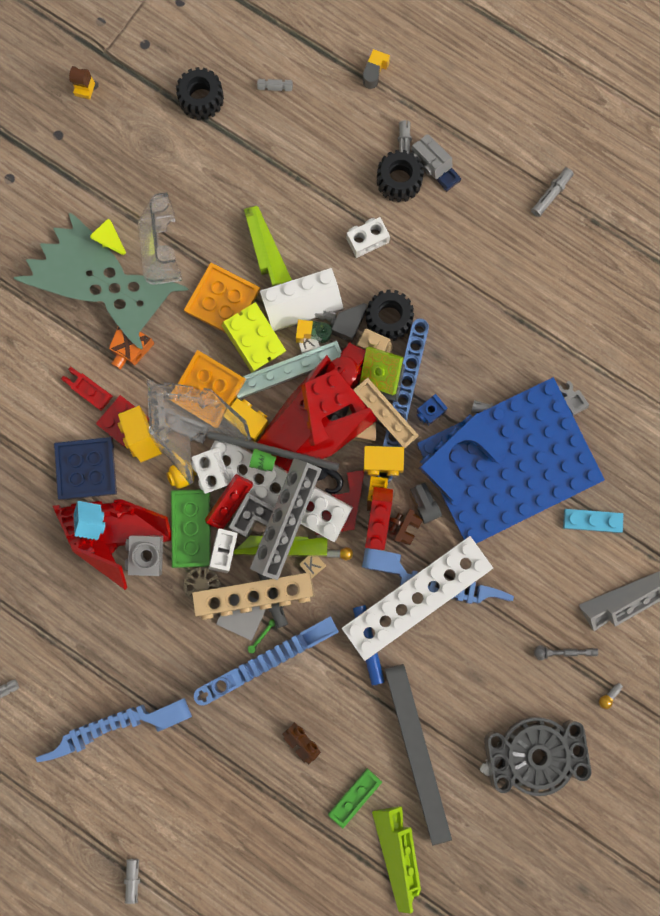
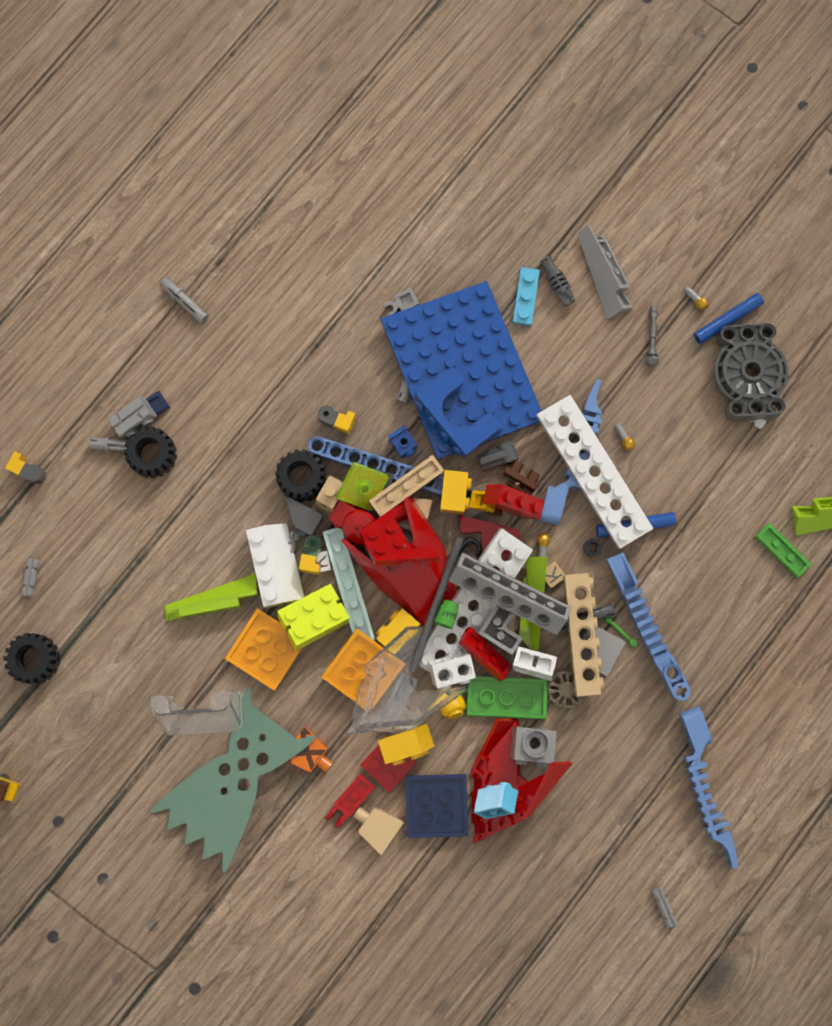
camera: 85 degrees left, 0 degrees up
(62, 415) = (378, 827): none -> tan torso
(108, 237) = (184, 769): neon yellow piece -> none
(296, 736) = (735, 592): reddish brown hinge -> none
(343, 596) = (586, 546): none -> black bush
(370, 241) = (216, 490): white brick -> none
(418, 755) = (743, 485): dark grey beam -> none
(449, 339) = (337, 420): none -> leg
(452, 632) = (627, 442): none -> piece
(593, 731) = (728, 318): none -> blue piece
(611, 551) = (558, 282): none -> dark grey hinge

